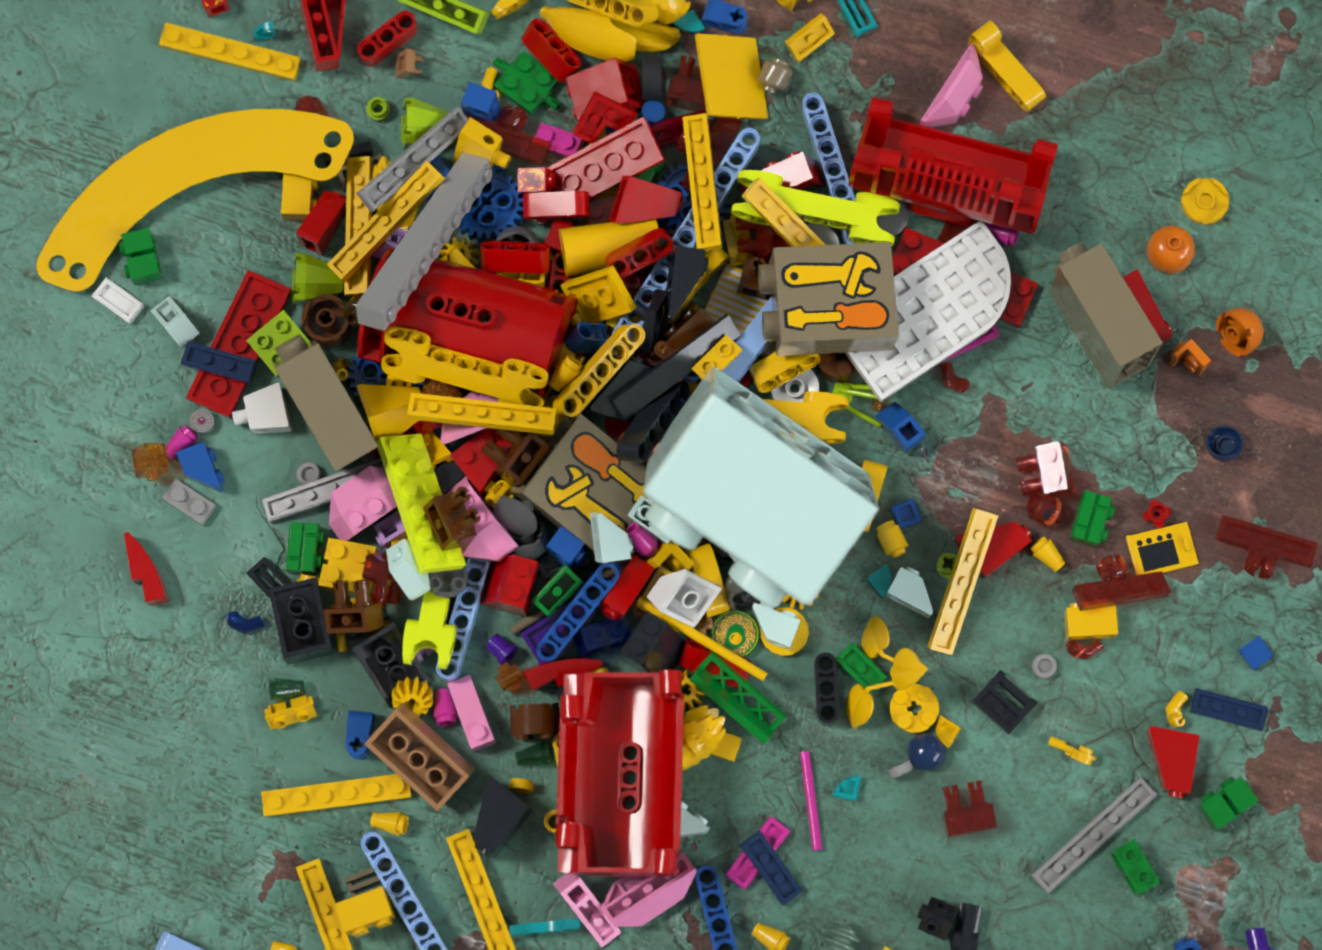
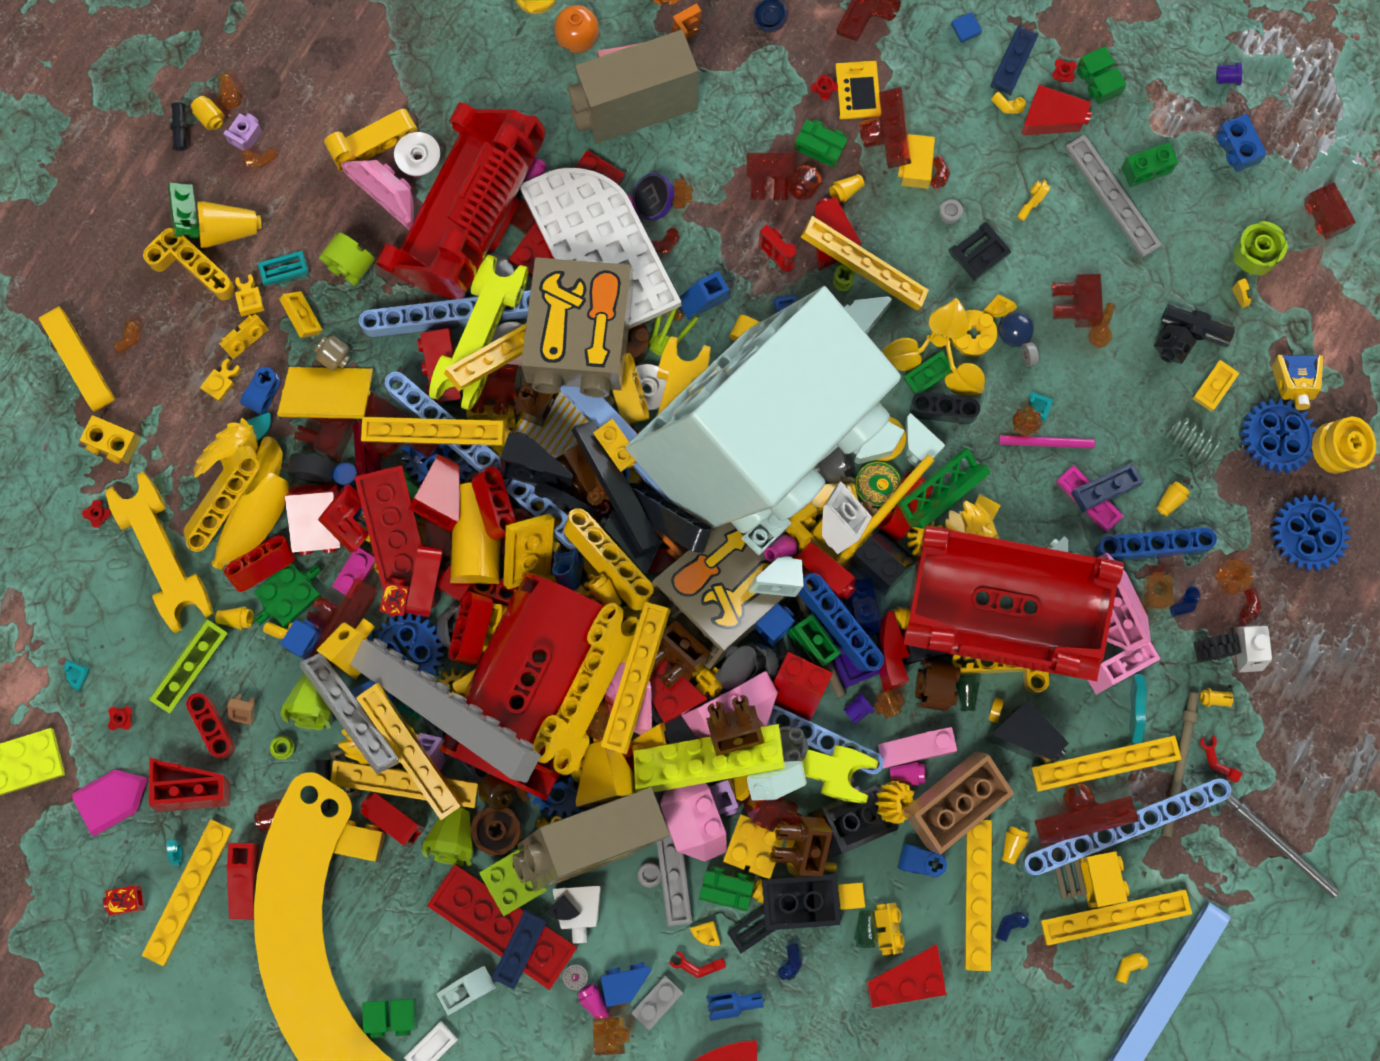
camera: 85 degrees left, 0 degrees up
(196, 572) = (731, 1004): none -> blue arm
(224, 531) = (699, 972): none -> red arm
(241, 736) = (908, 981): none -> red wedge
(253, 94) = (241, 879): none -> red slope
(260, 395) = (563, 909): none -> black tile
(260, 537) = (706, 934): none -> yellow tile
(313, 829) = (1011, 922): none -> clear blue arm
(316, 670) = (851, 896): none -> yellow tile
(425, 885) = (1085, 816): none -> clear red plate
(495, 41) = (236, 618): none -> yellow cone
(659, 931) = (1151, 599): none -> clear orange brick
(784, 670) = (920, 441): none -> light aqua slope
(826, 775) = (1027, 421): none -> clear orange gear
(872, 69) = (346, 258): none -> lime brick
(936, 840) = (1100, 335): none -> clear orange plate
(966, 487) = (776, 249): none -> red plate
(997, 357) = (653, 196): none -> black tile
(1000, 105) = (415, 144): none -> white dish
(1007, 384) = (682, 194): none -> clear orange gear
(1221, 769) = (1062, 76): none -> red plate

